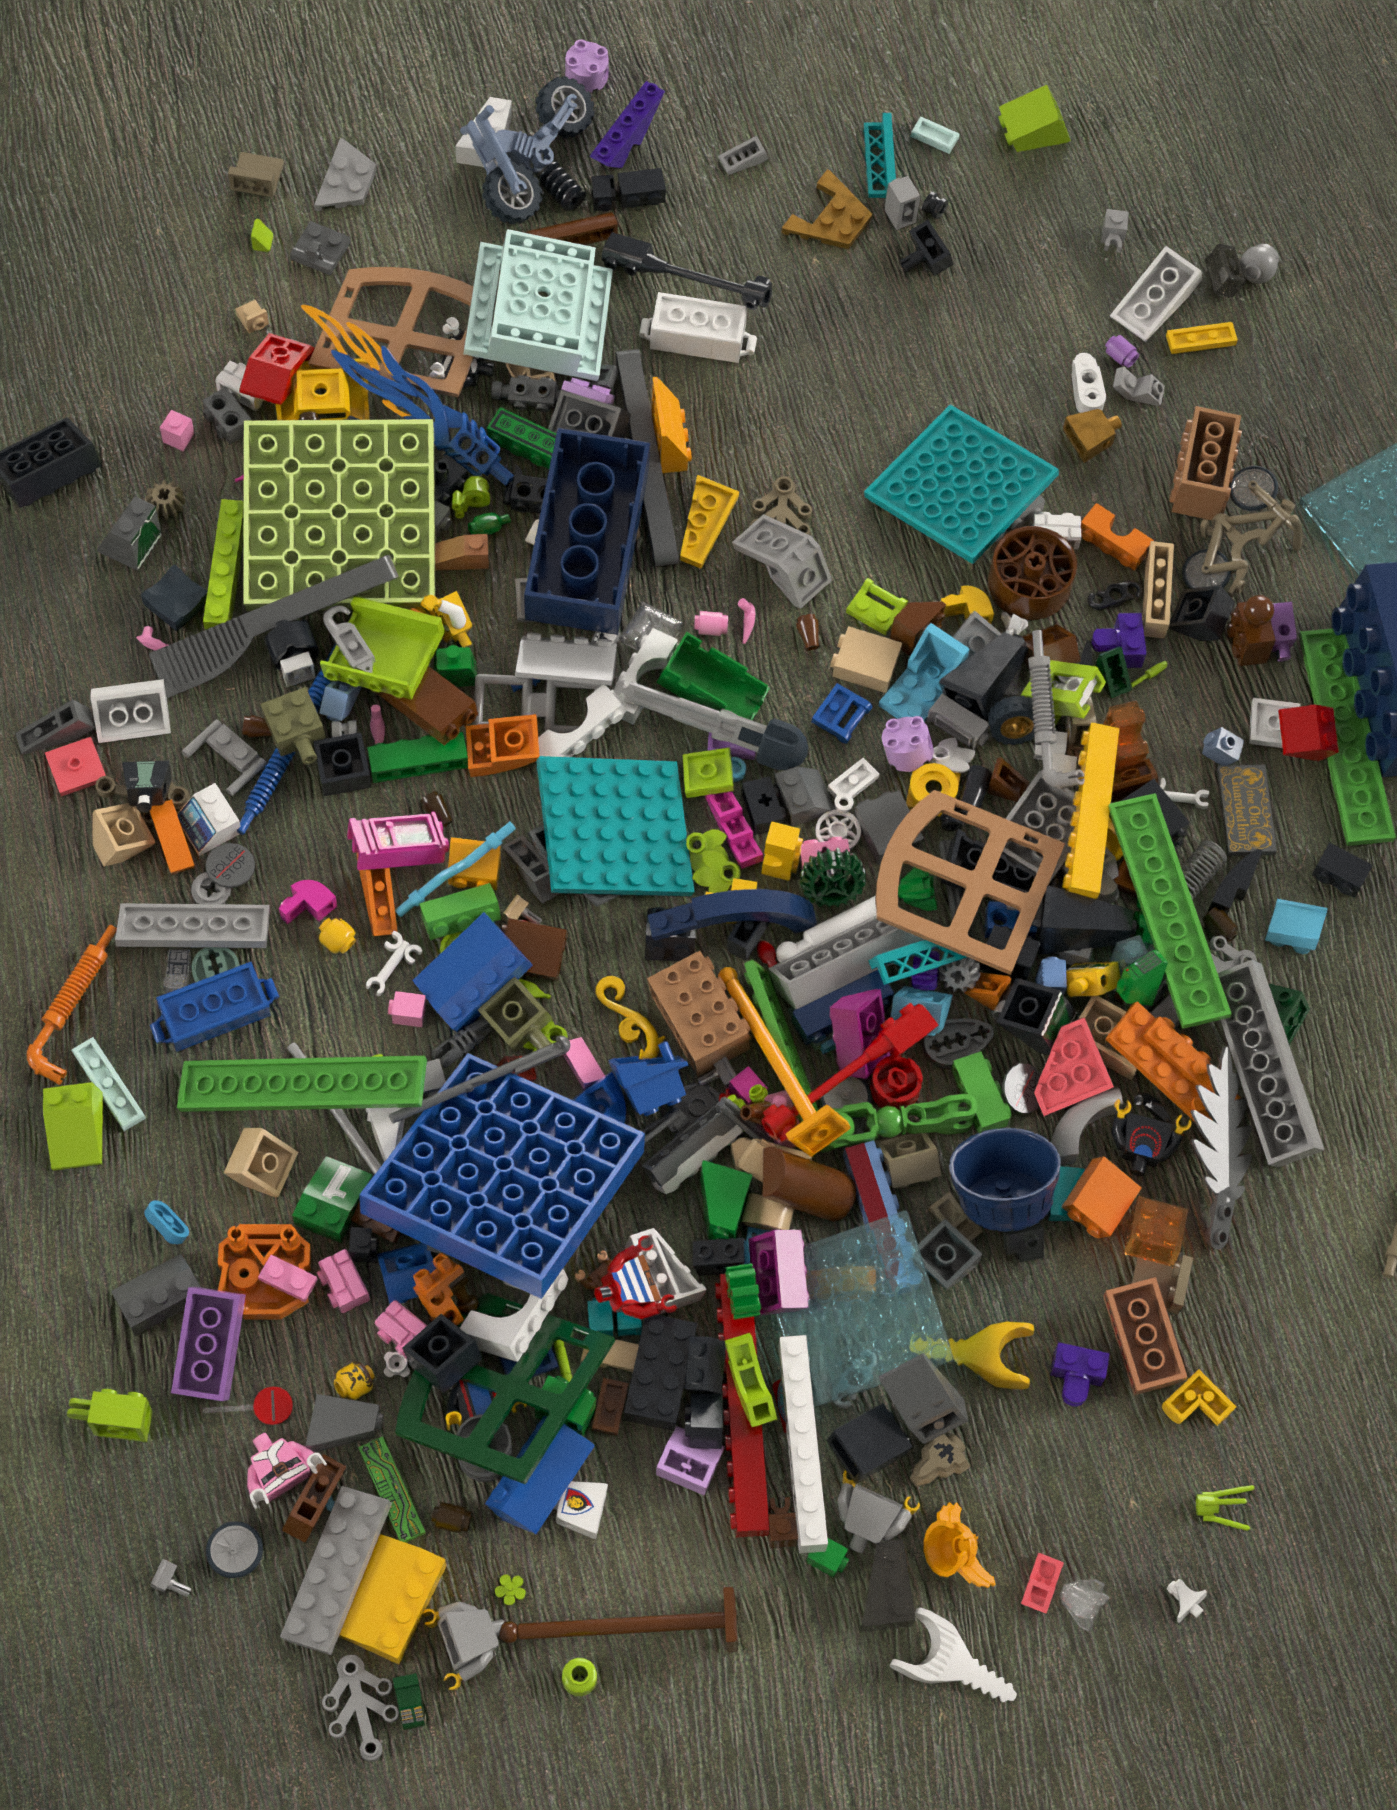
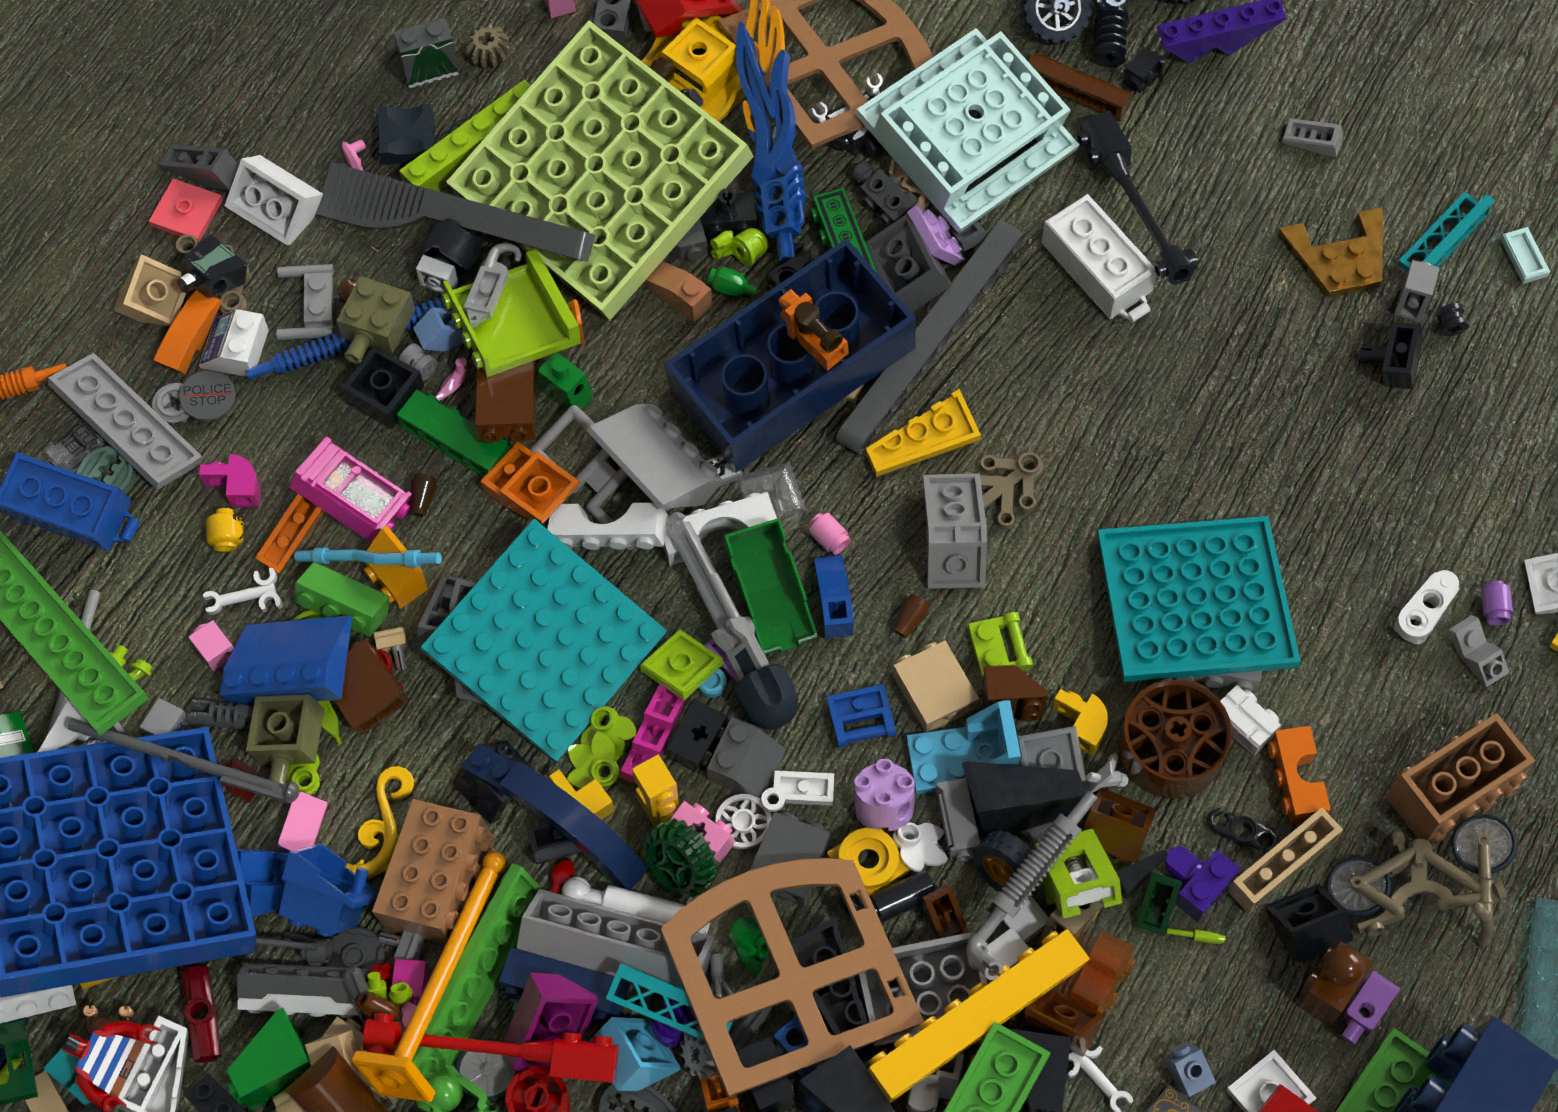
camera: 50 degrees right, 0 degrees up
(453, 616) = (601, 334): torso -> none
(599, 498) = (805, 324): none -> hips
(632, 1208) = (203, 1032): none -> dark red piece
(641, 188) = (1182, 92): black brick -> none
(668, 429) = (971, 323): light orange slope -> none
(749, 618) = (871, 557): bright pink bar -> none
(757, 656) = (834, 597): none -> blue slope
(1091, 432) = (1383, 656): pearl gold torso -> none

